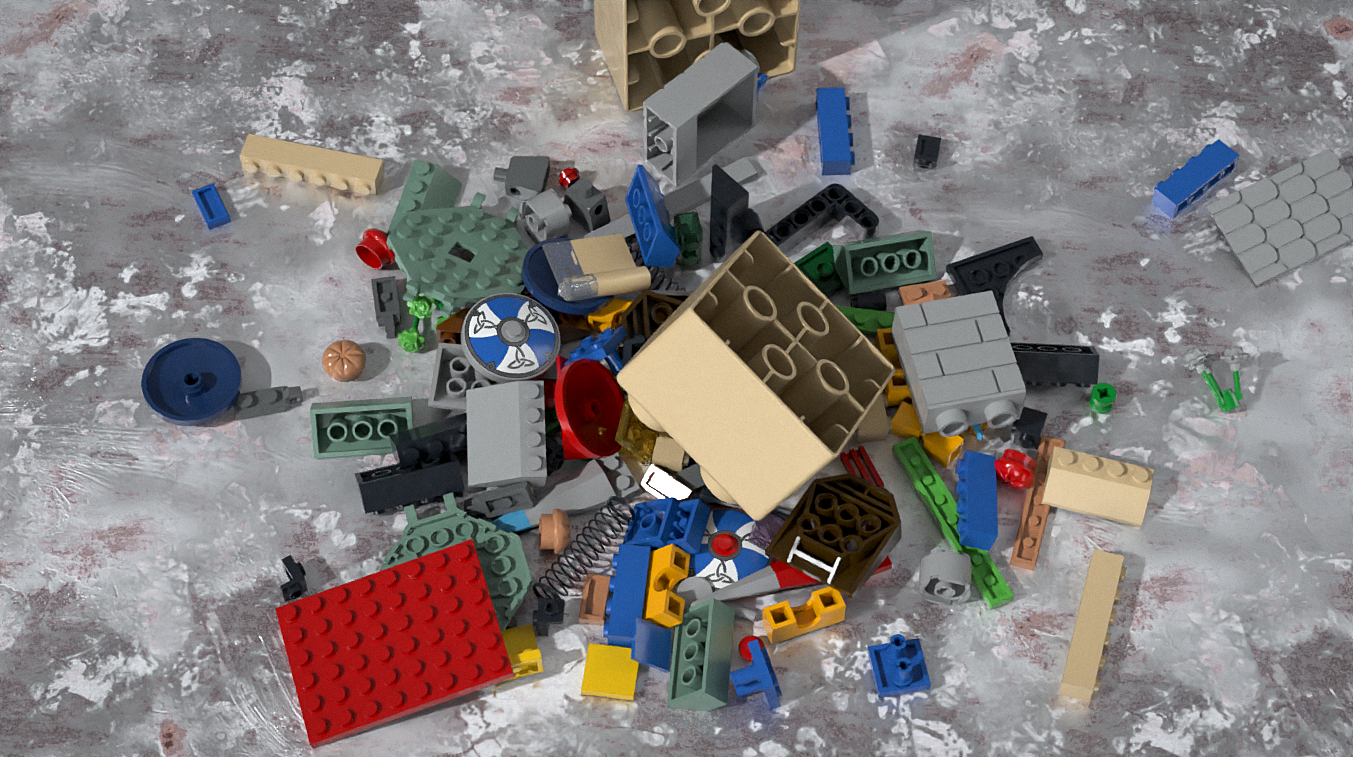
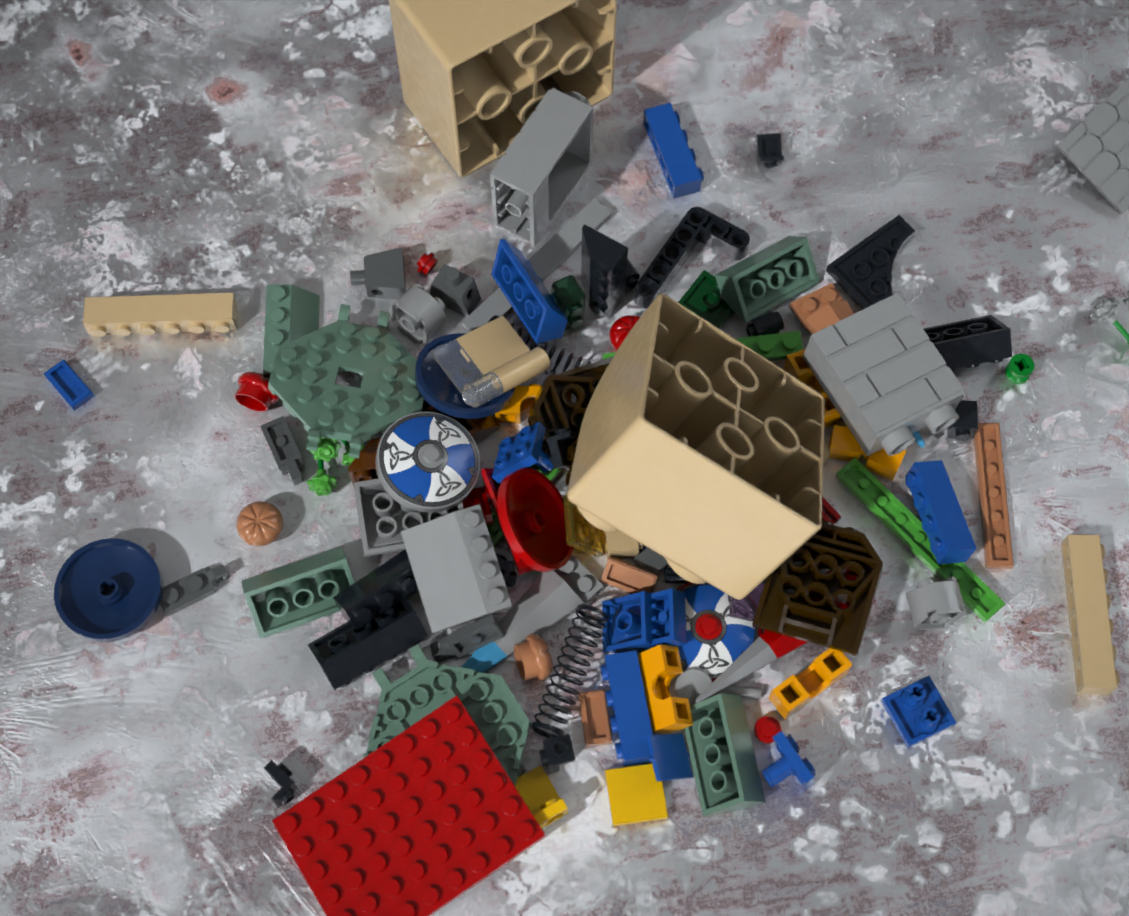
camera: 15 degrees left, 10 degrees up
(1015, 469) = (965, 468): red piece -> none
(1097, 486) = (1047, 465): tan slope -> none
(1195, 178) = (1031, 117): blue brick -> none

